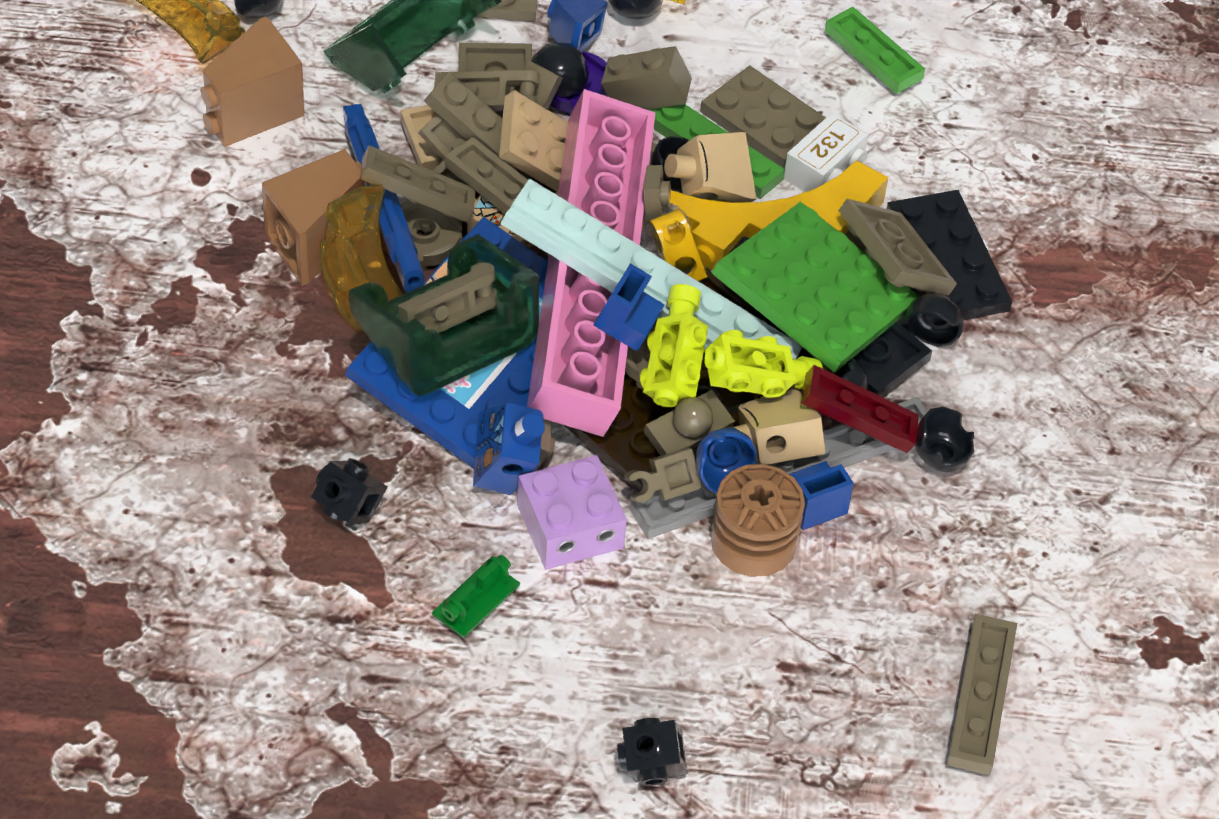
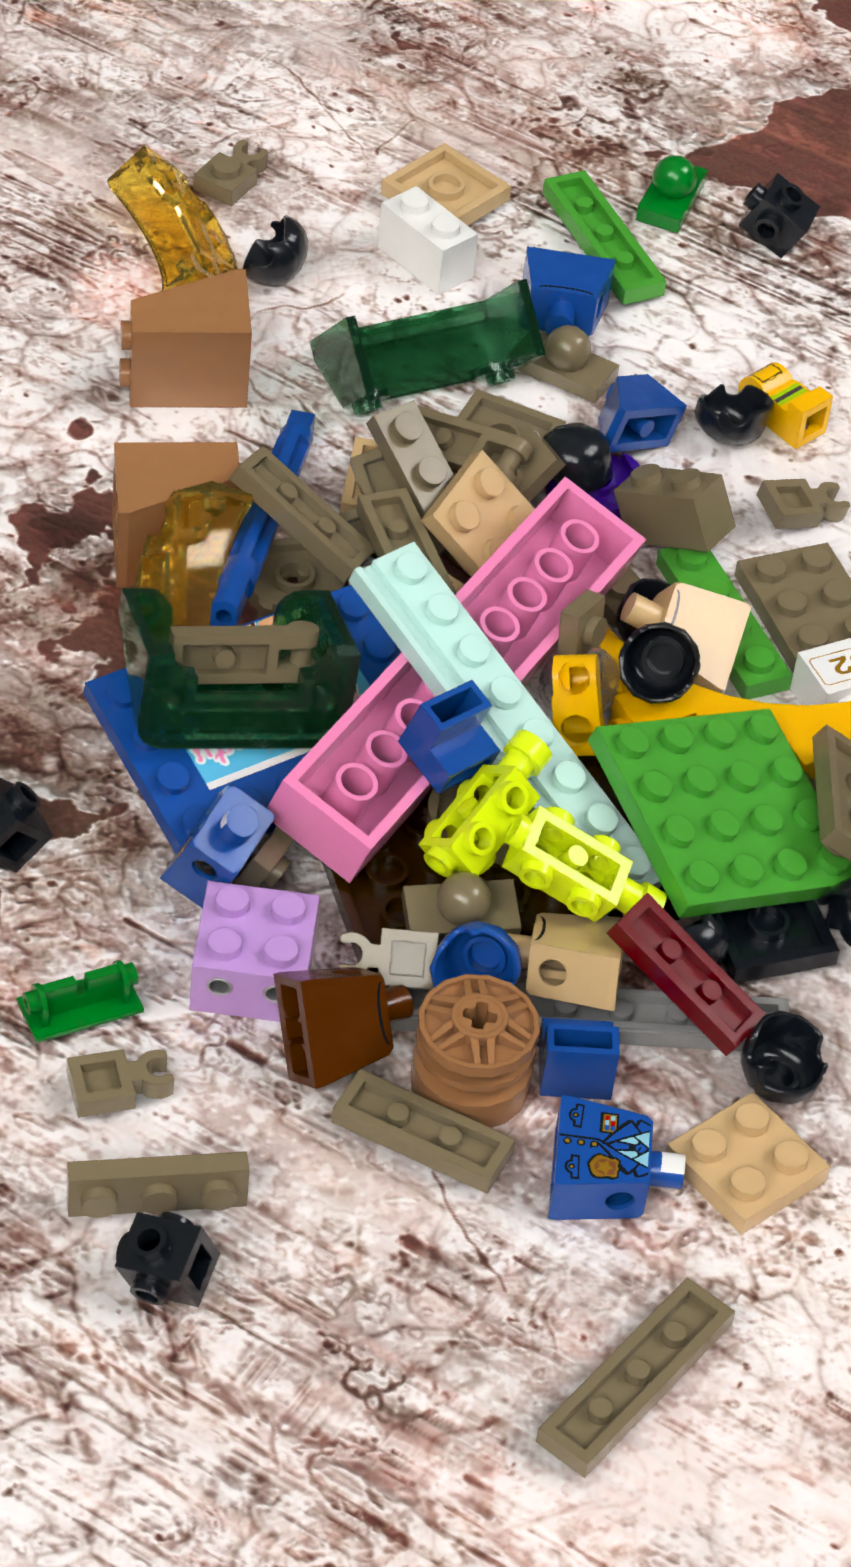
camera: 25 degrees right, 5 degrees down
(533, 645) = (110, 1083): none -> dark tan plate
(610, 702) = (157, 1184): none -> dark tan plate
(658, 538) = (336, 1021): none -> reddish brown torso
(714, 45) = (796, 505): none -> dark tan plate
(716, 198) = (659, 662): none -> black hair
(752, 588) = (423, 1130): none -> dark tan plate
(877, 558) = (606, 1162): none -> blue torso
(957, 519) = (749, 1162): none -> tan plate

